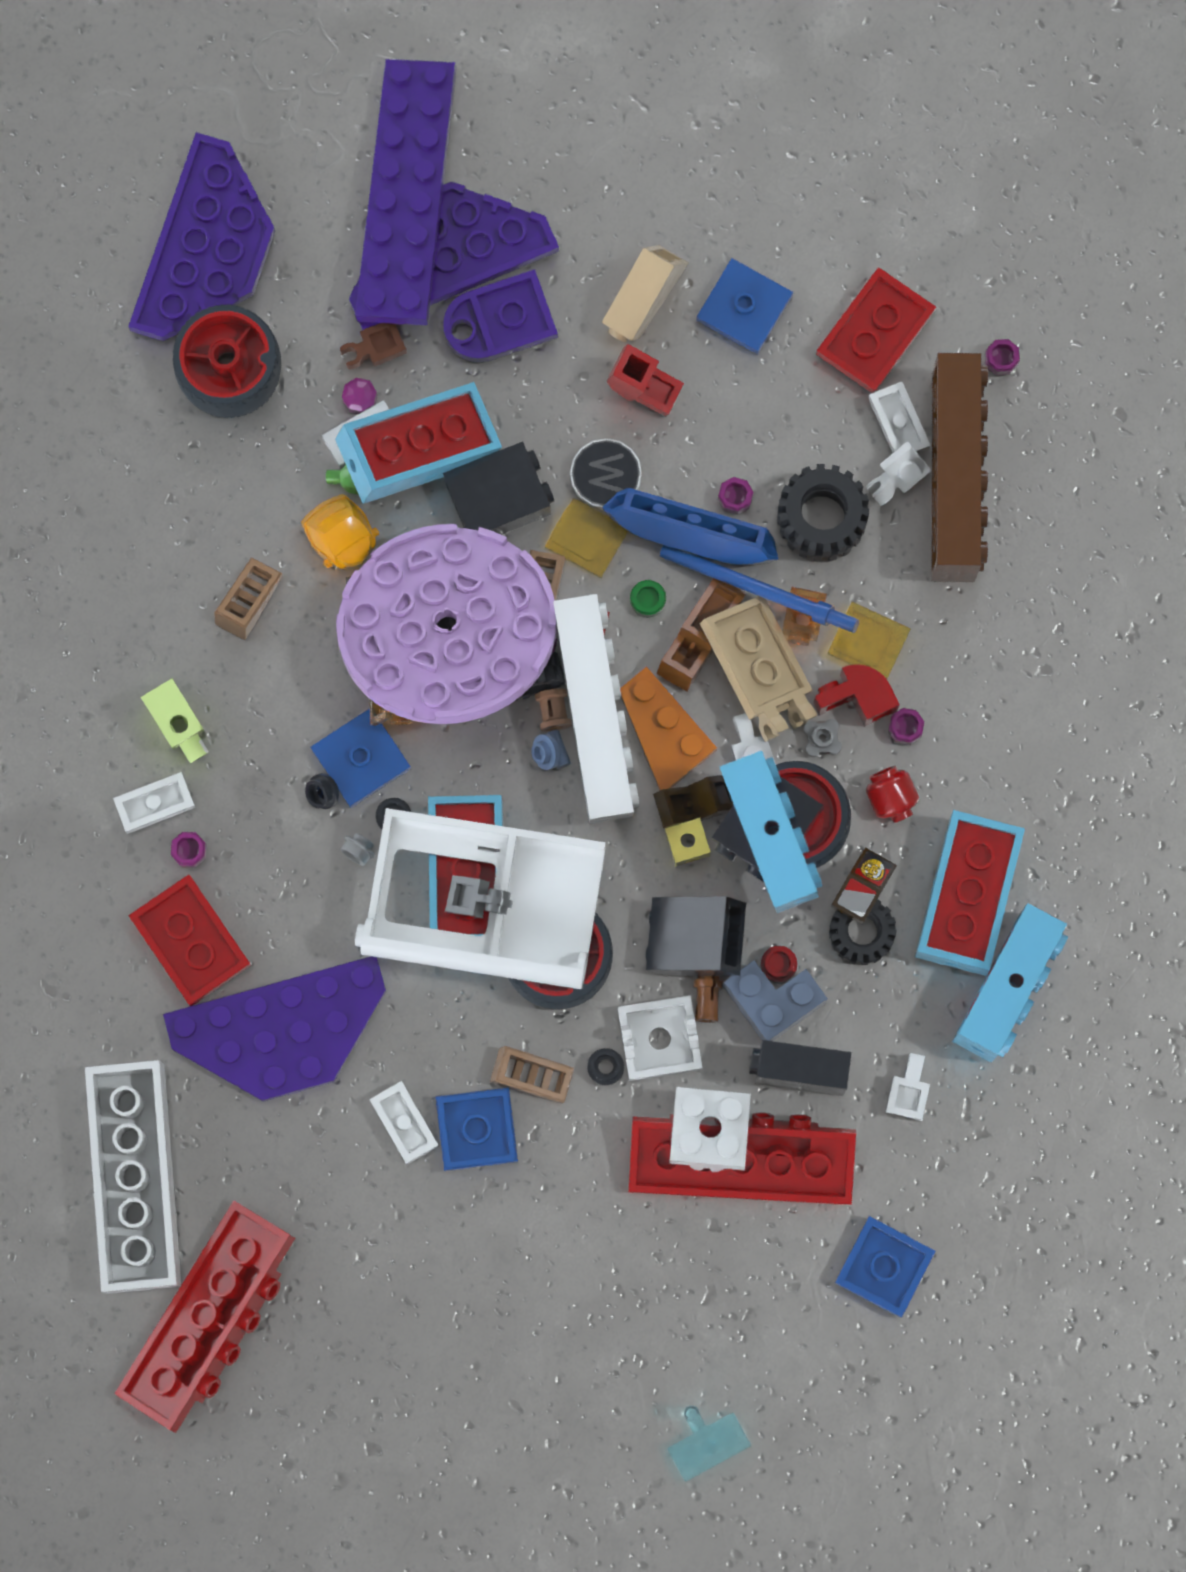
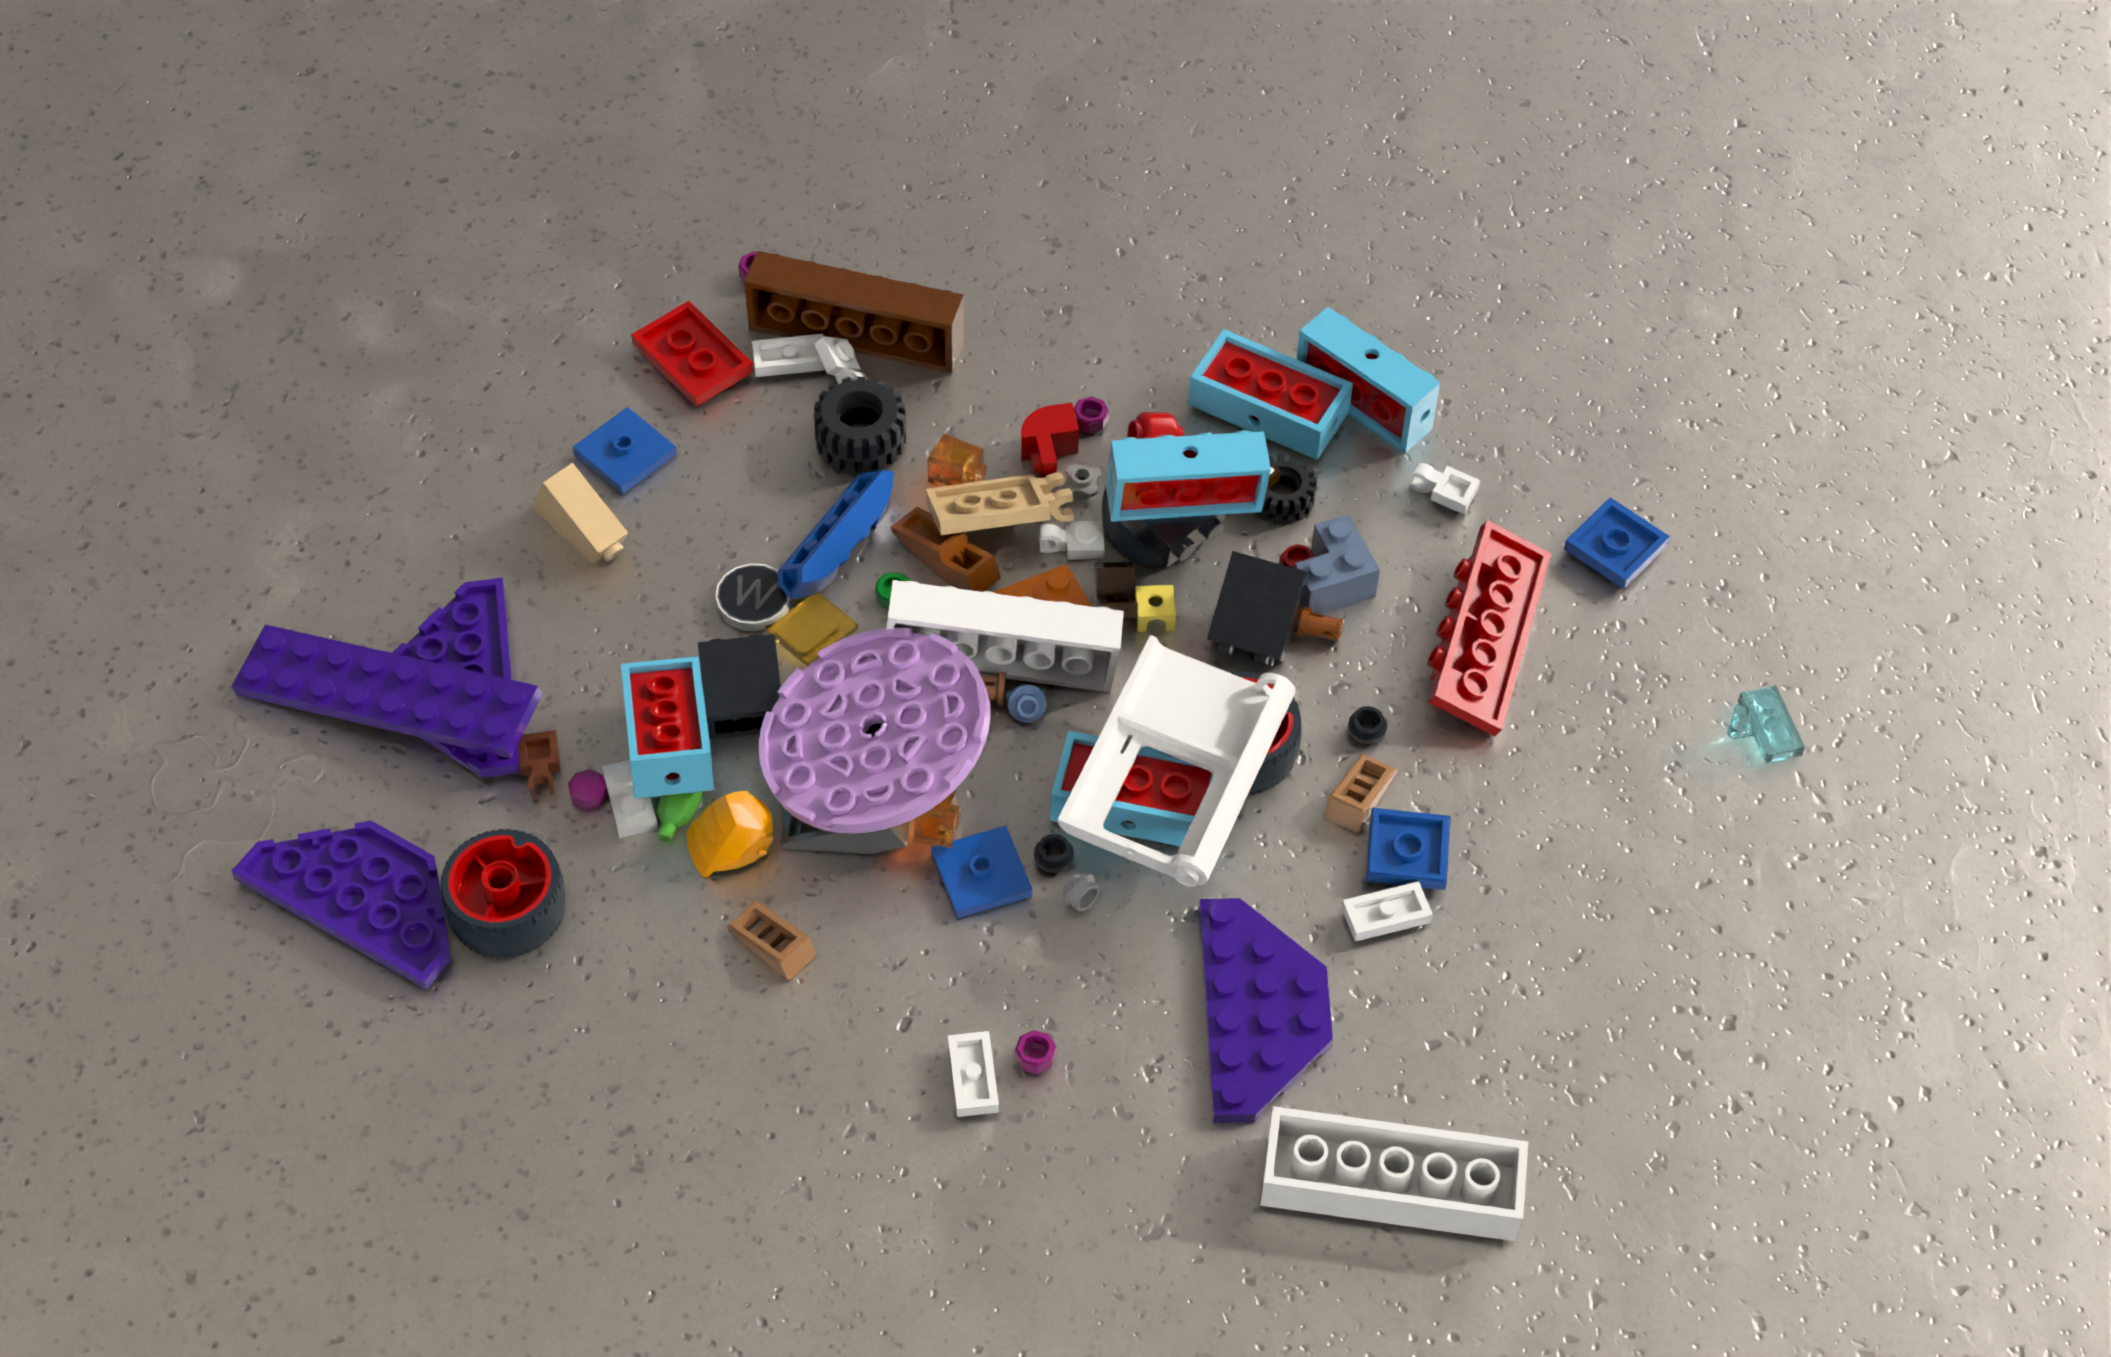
camera: 80 degrees left, 25 degrees down
(166, 706) = (885, 1024): yellowish green torso -> none
(189, 940) = (1137, 1071): red plate -> none
(207, 1318) = (1566, 1137): red plate -> none
(322, 791) = (1016, 917): black plate -> none
(469, 896) = (1172, 768): plate -> none
(503, 318) = (556, 641): dark purple plate -> none
(639, 380) = (670, 534): red brick -> none
(672, 1015) = (1353, 651): white piece -> none
(701, 1152) = (1470, 648): white piece -> none
(735, 495) = (815, 495): magenta tile -> none
(801, 1067) = (1411, 552): black brick -> none
(820, 612) = (964, 433): blue bar -> none
(874, 642) = (994, 426): clear yellow piece -> none

